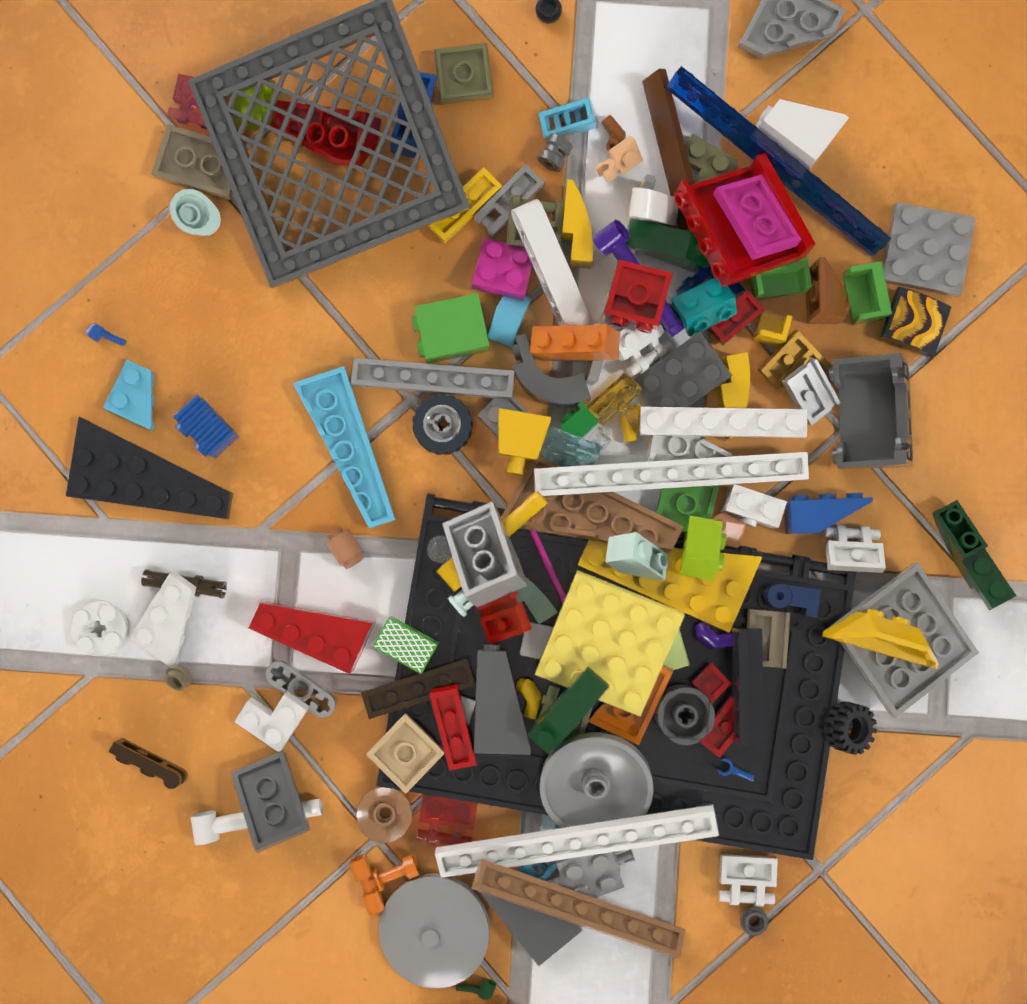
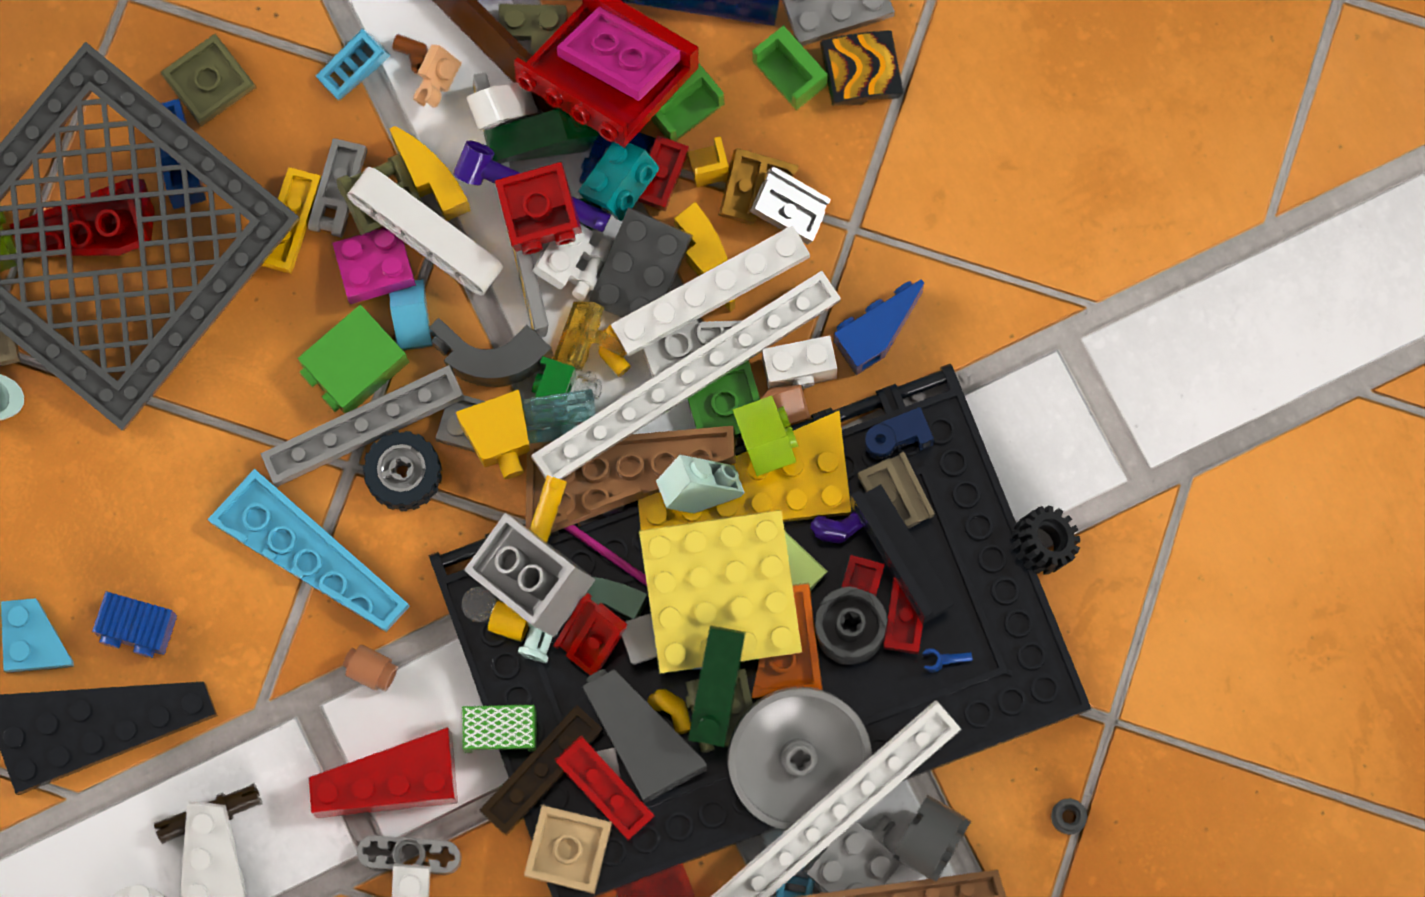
camera: 25 degrees left, 10 degrees down
(555, 152) = (358, 108): dark grey wheel -> none
(575, 342) = (499, 297): orange brick -> none
(653, 888) = (931, 838): none -> dark grey brick
(751, 871) = (1026, 765): white plate -> none
(826, 298) = (746, 95): dark orange slope -> none
(854, 556) = (939, 353): white plate -> none
(873, 412) = (871, 187): dark grey windscreen -> none
(884, 636) = (1019, 417): yellow wedge -> none
(914, 598) = (1048, 412): light grey plate -> none
(970, 555) = (1068, 281): dark green slope -> none

